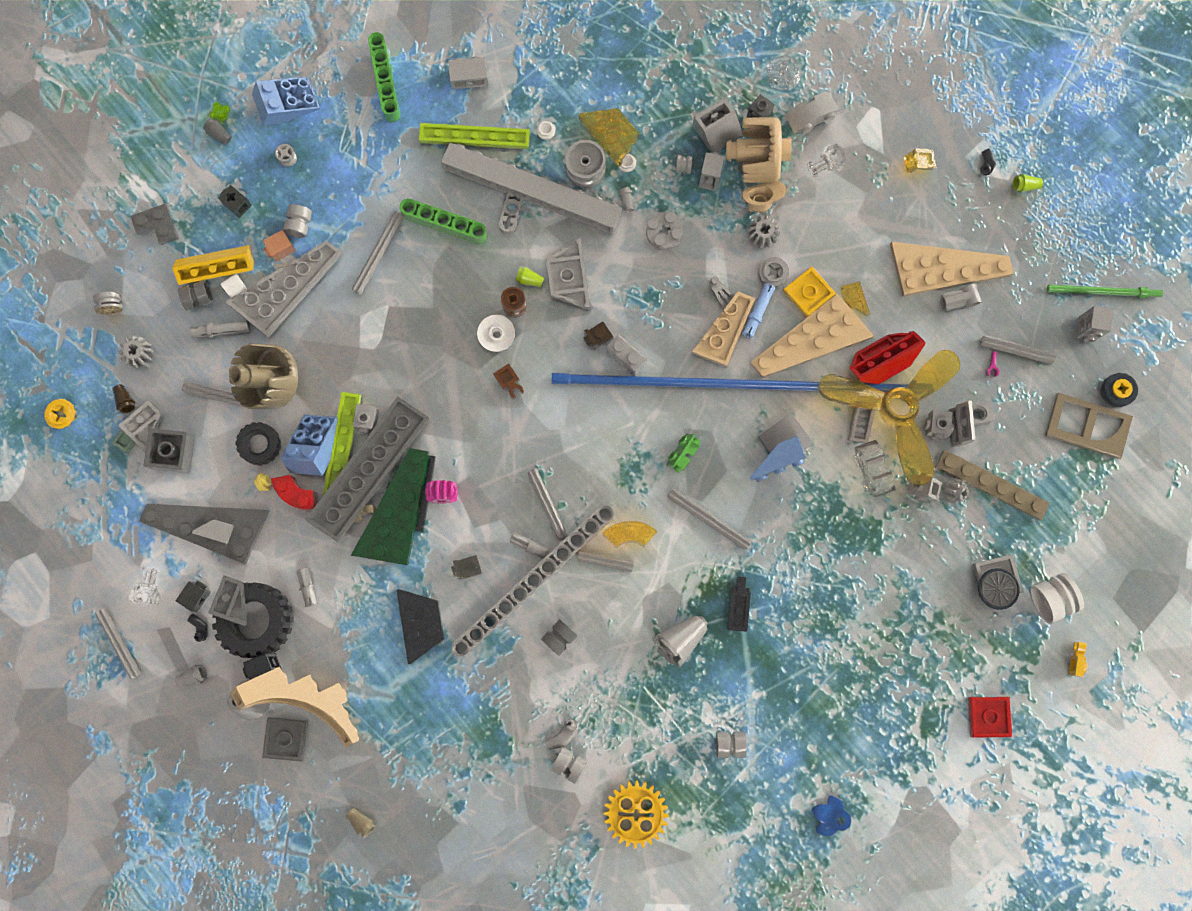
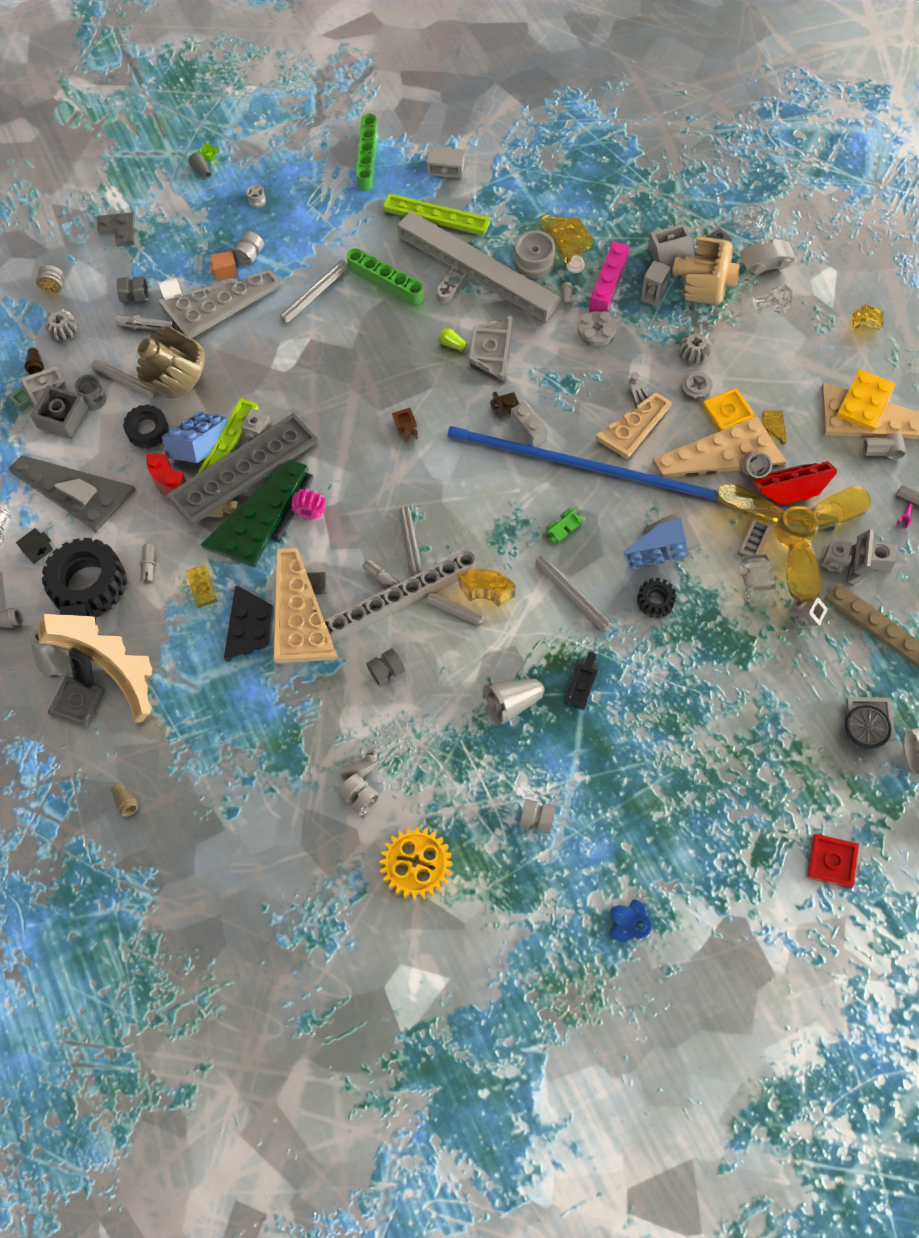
camera: 15 degrees right, 15 degrees down
(192, 421) = (91, 390): none -> dark grey wheel
(201, 627) = (32, 576): black arm -> none
(213, 265) = (158, 267): yellow brick -> none
(230, 601) = (67, 546): dark grey wing -> none
(240, 204) = (195, 218): pearl dark grey brick -> none
(262, 482) = (138, 460): light yellow plate -> none
(282, 714) = (81, 668): none -> black plate
(284, 99) = (269, 152): medium blue slope -> none
(365, 597) = (201, 586): none -> clear yellow plate
(469, 618) = (299, 623): none -> tan wing
(495, 324) = (406, 373): white dish -> none
(513, 302) = (431, 355): reddish brown wheel -> none
(546, 130) = (505, 223): white plate -> none
(664, 173) = (609, 277): none -> dark pink brick
(683, 164) = (630, 275): light grey wheel -> none
(755, 317) = (667, 420): light blue pin -> none
(763, 195) = (700, 317): tan piece -> none
(793, 497) = (660, 587): none -> black tyre
(848, 350) = (755, 464): none -> light grey wheel
(936, 254) = (866, 400): none -> yellow plate
(956, 491) = (841, 622): light grey gear -> none

